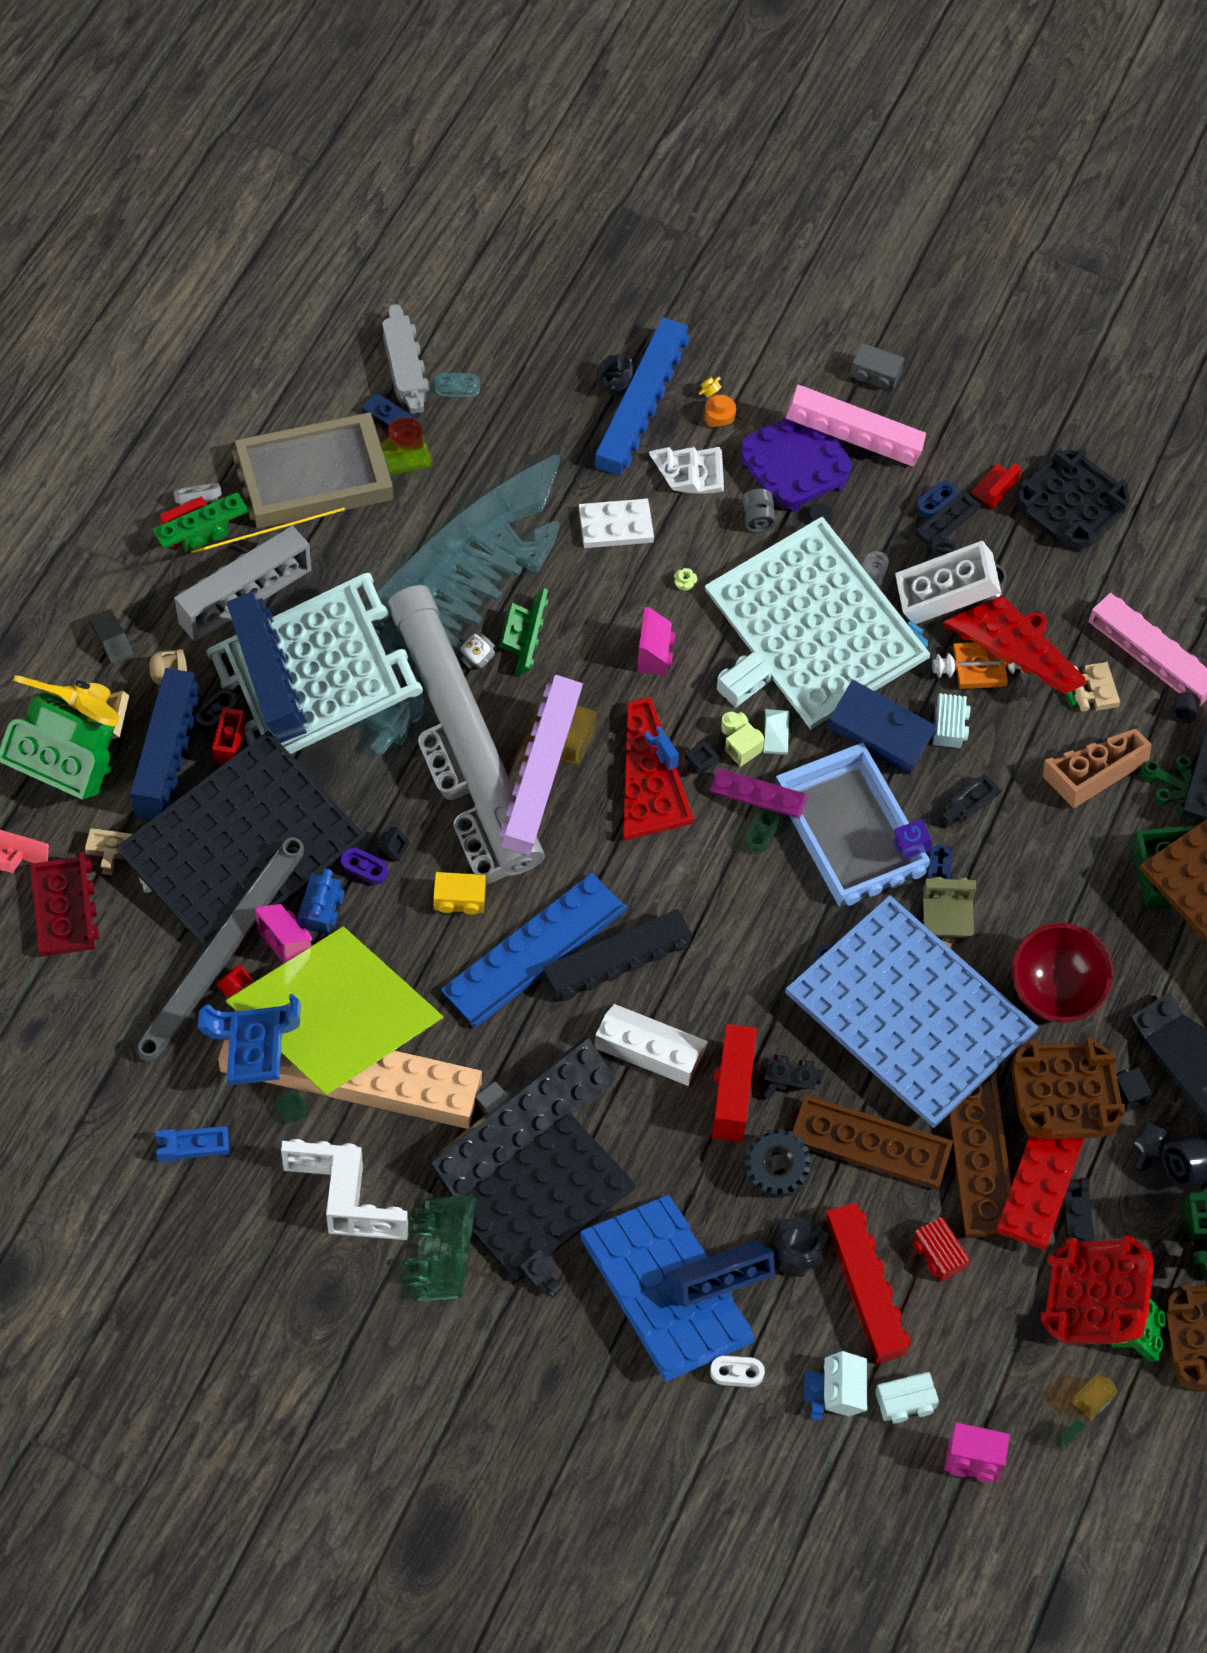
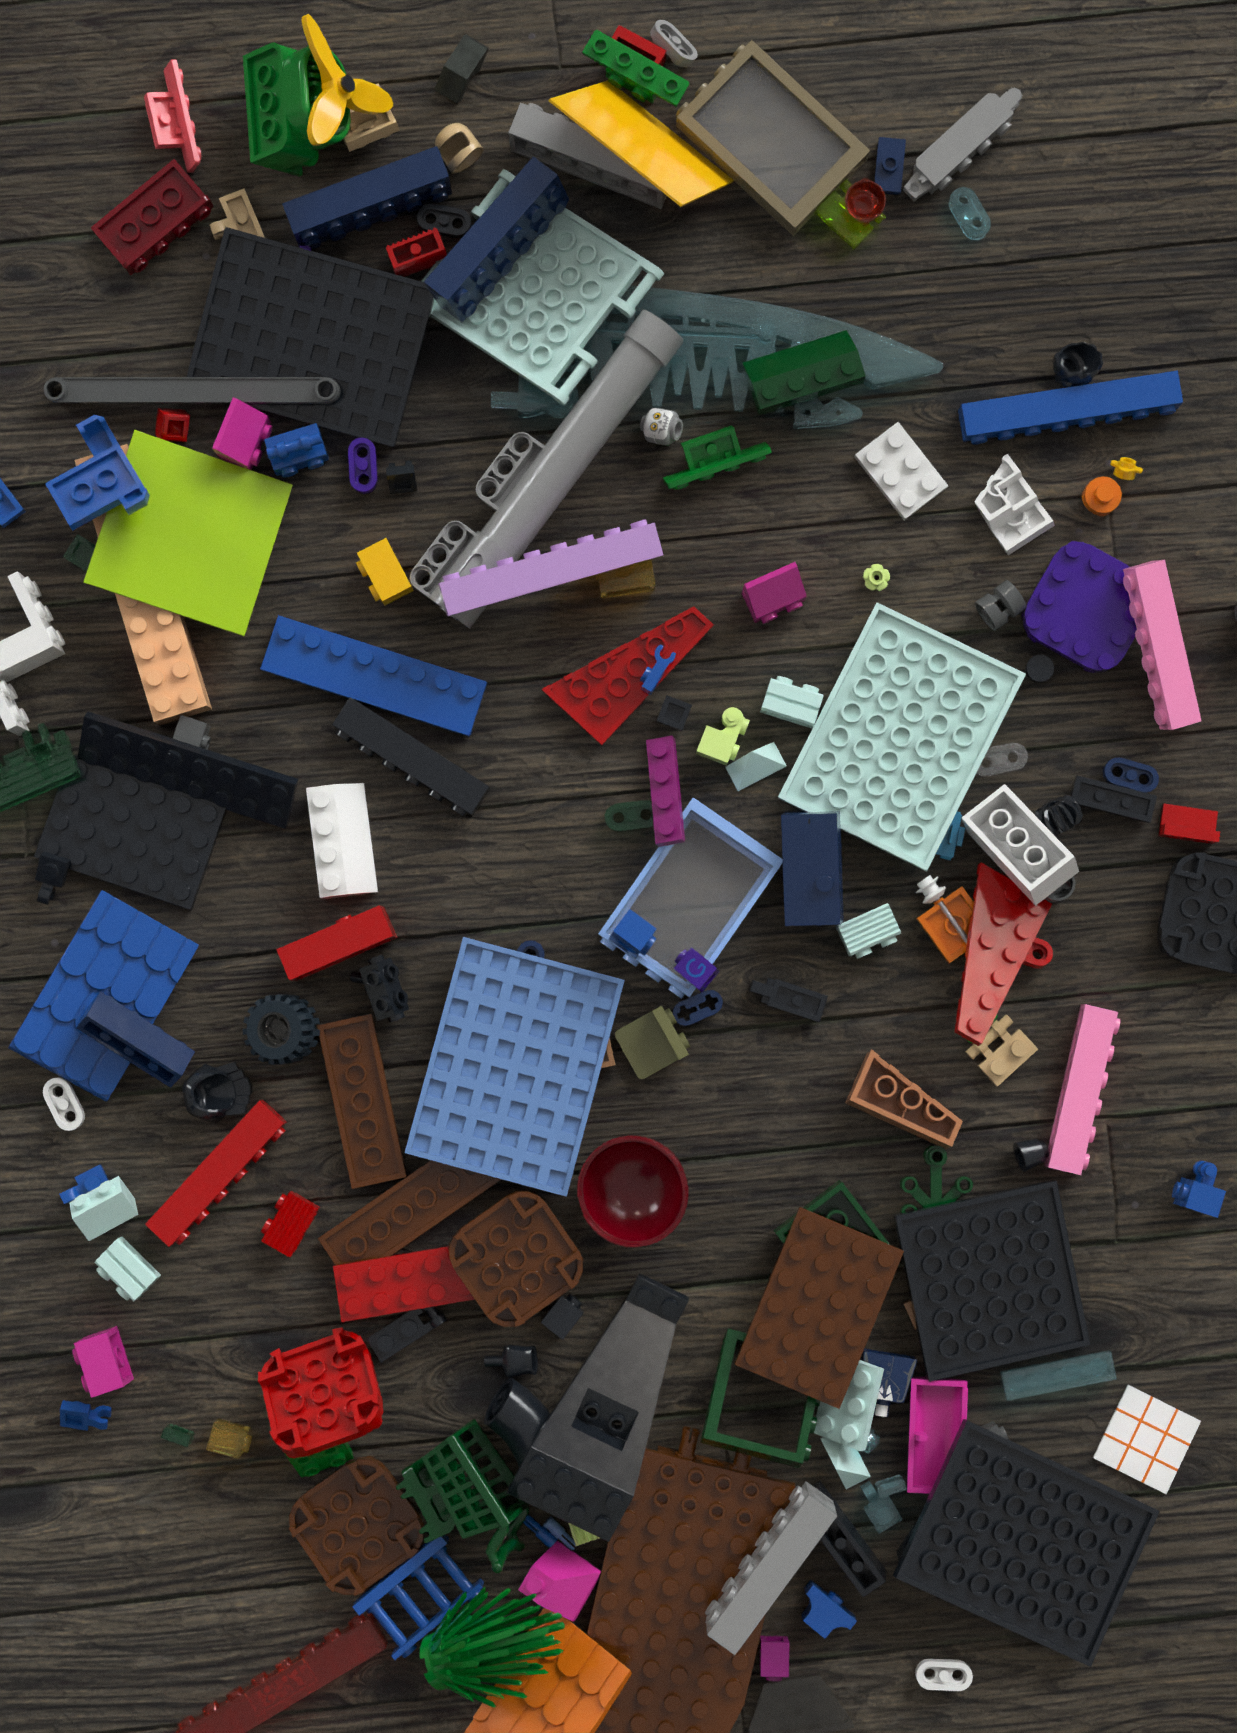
camera: 60 degrees right, 25 degrees up
(504, 534) = (804, 372): none -> dark green slope
(860, 861) = (633, 934): none -> blue brick
(1010, 1504) = (79, 1416): none -> blue plate

